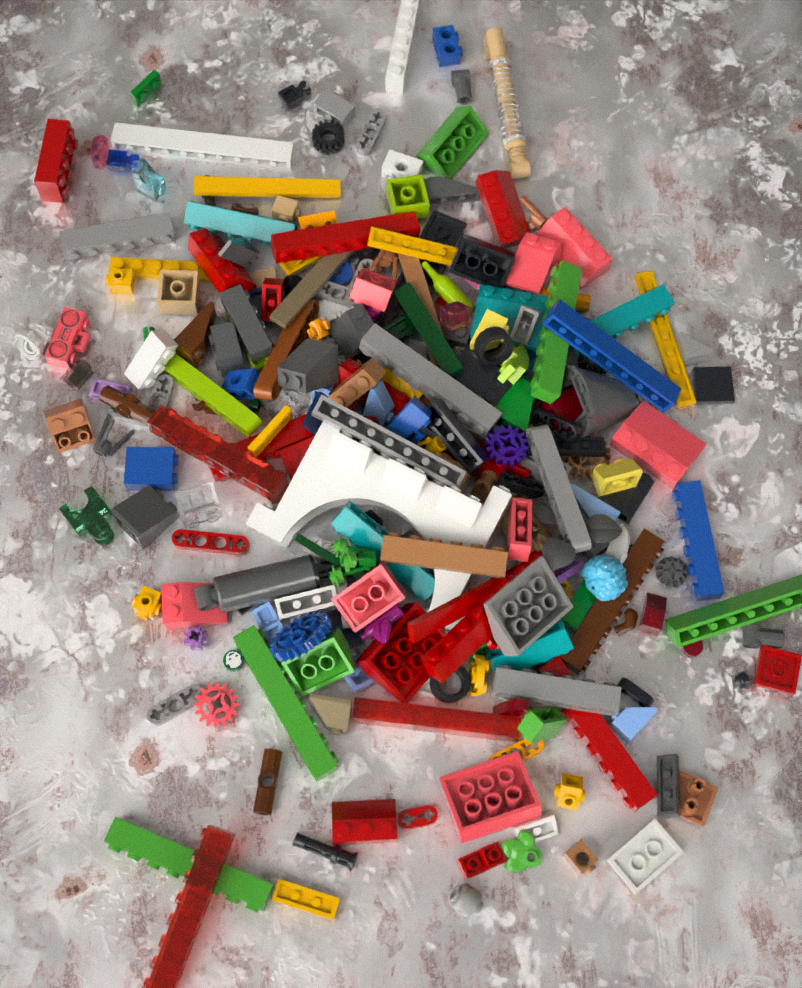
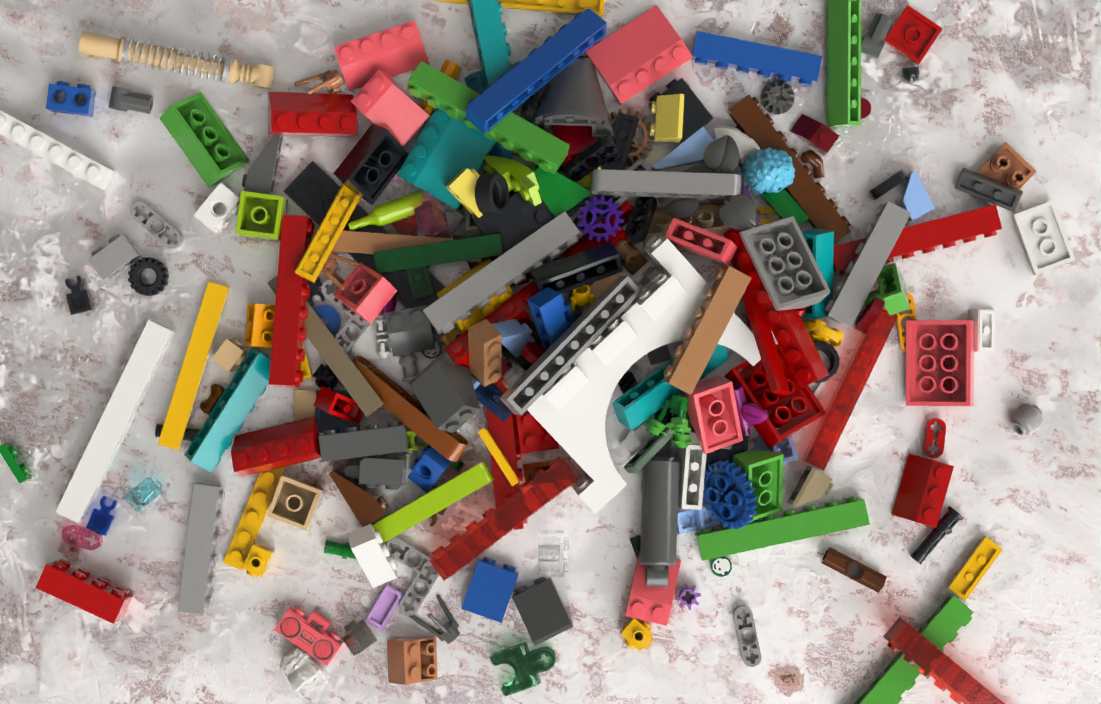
camera: 70 degrees left, 20 degrees up
(126, 404) = (413, 594): reddish brown piece -> none
(206, 700) = (770, 602): coral gear -> none
(211, 538) = (586, 550): red beam -> none
(240, 252) = (272, 422): dark grey slope -> none
(318, 329) = (393, 367): light orange gear -> none
(481, 860) = (994, 392): red slope -> none
(518, 850) = (998, 354): bright green plate -> none
(524, 324) = (468, 148): light grey slope -> none
(569, 791) = (962, 286): yellow brick -> none
(580, 848) = (1017, 303): medium nougat brick -> none

